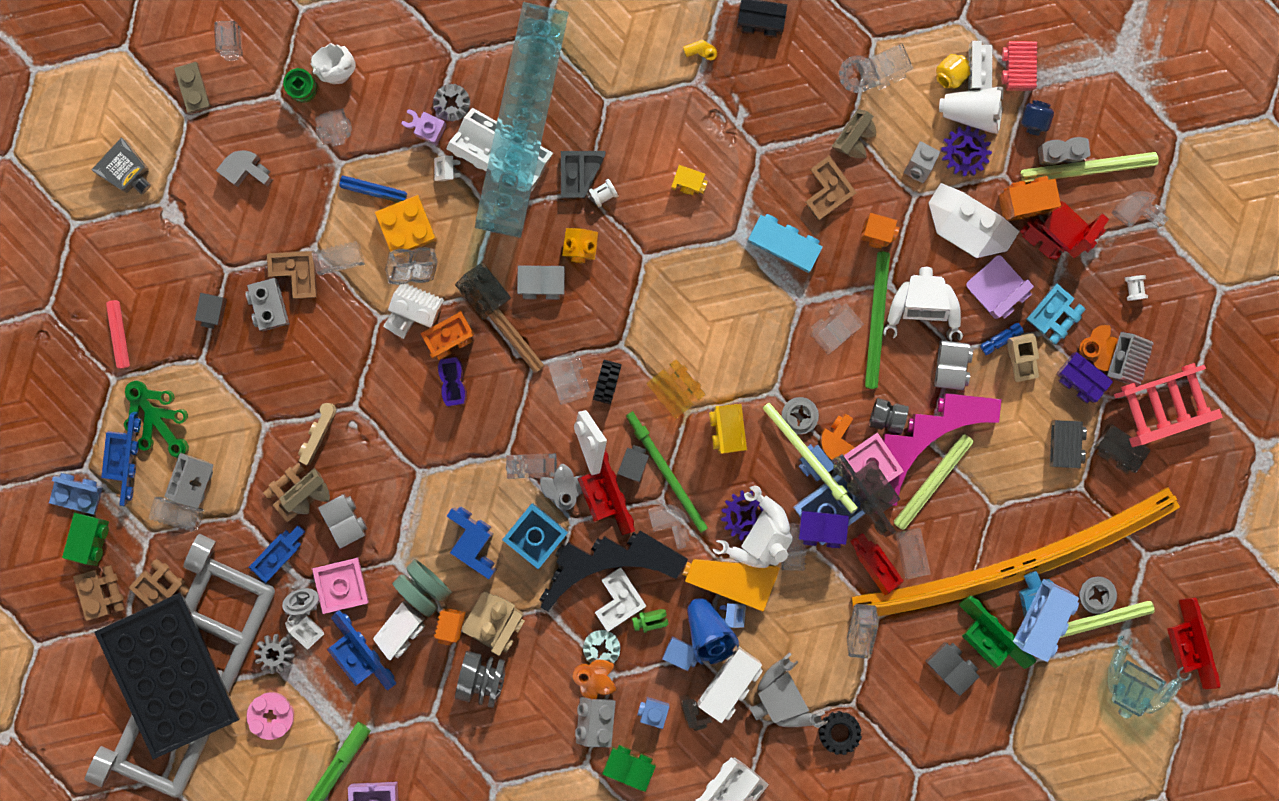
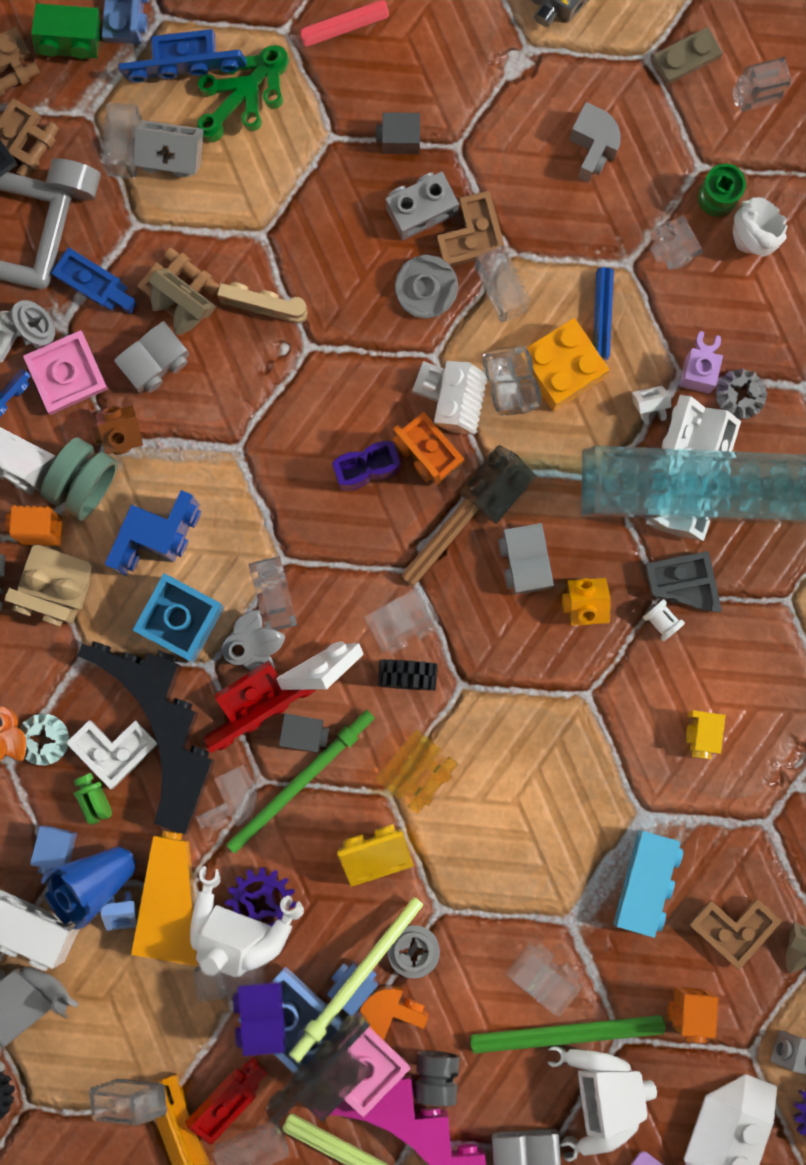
camera: 80 degrees right, 5 degrees down
(328, 313) = (426, 286): none -> light grey tile
(391, 554) = (117, 430): none -> dark orange brick

